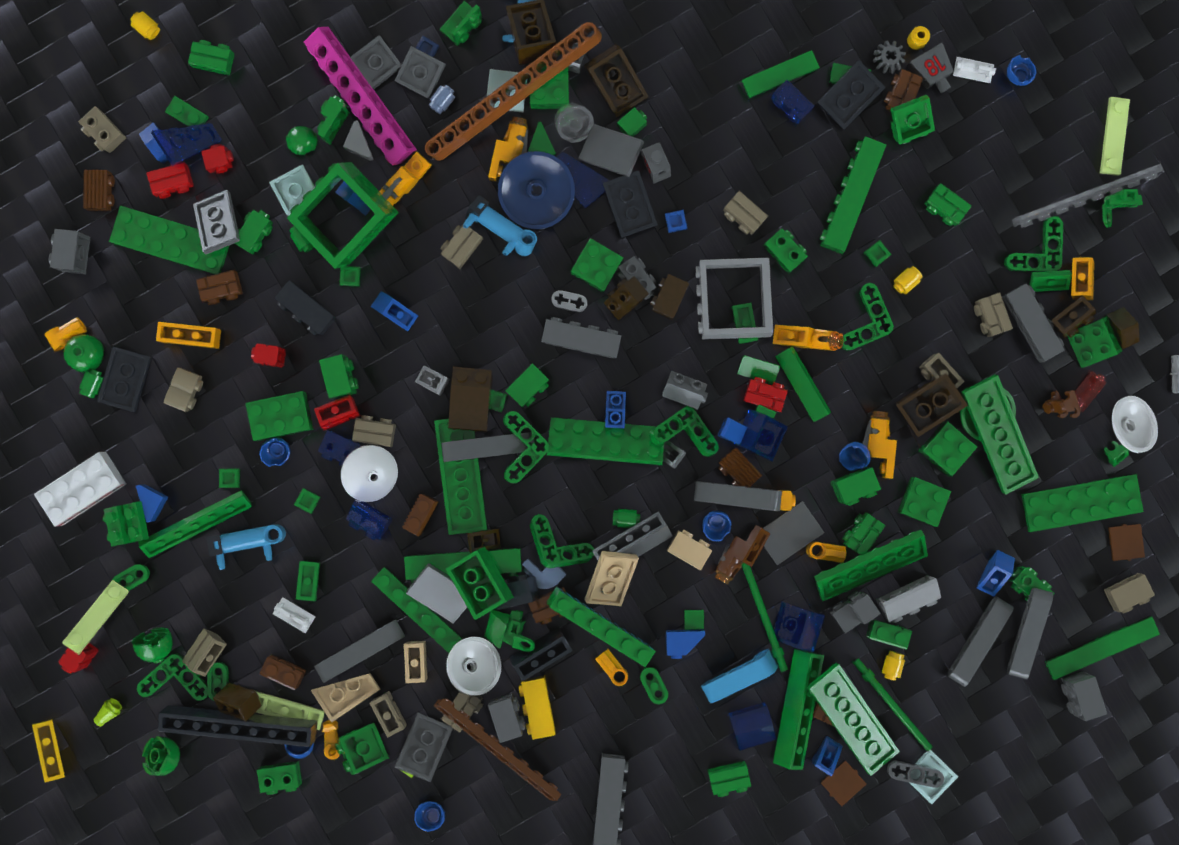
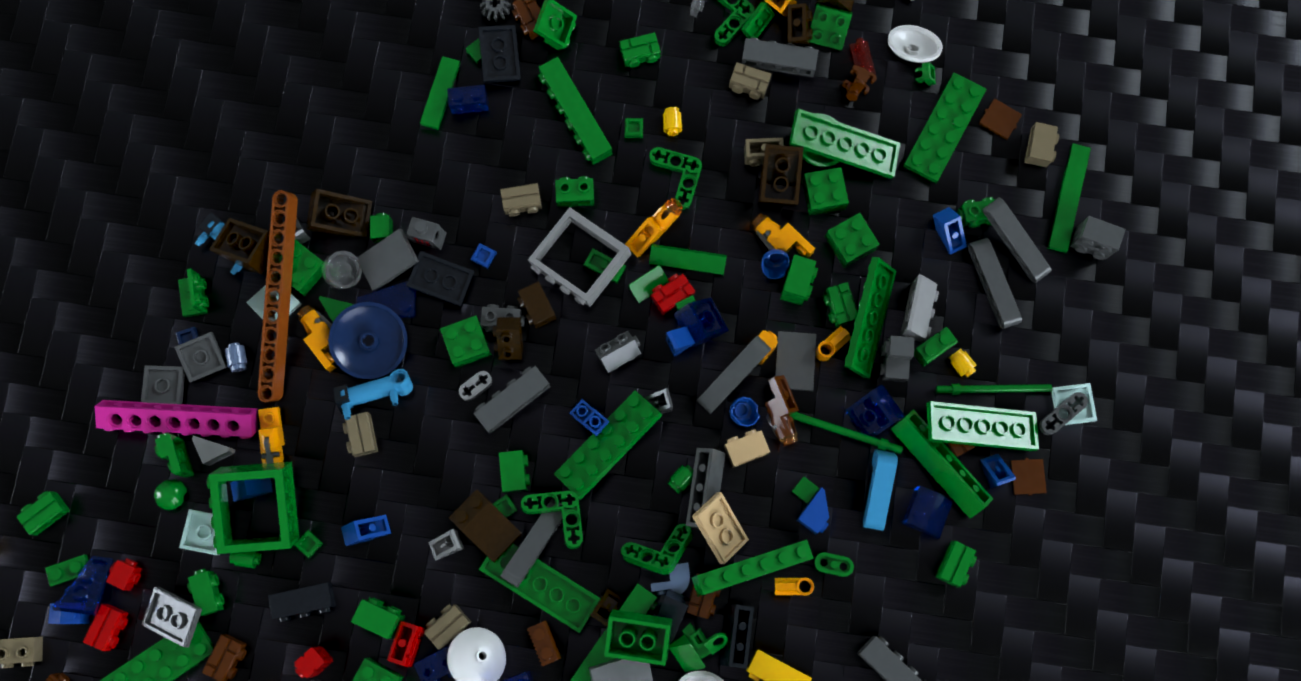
camera: 55 degrees left, 10 degrees down
(688, 425) = (648, 371): green beam -> none
(739, 469) = (713, 359): reddish brown brick -> none

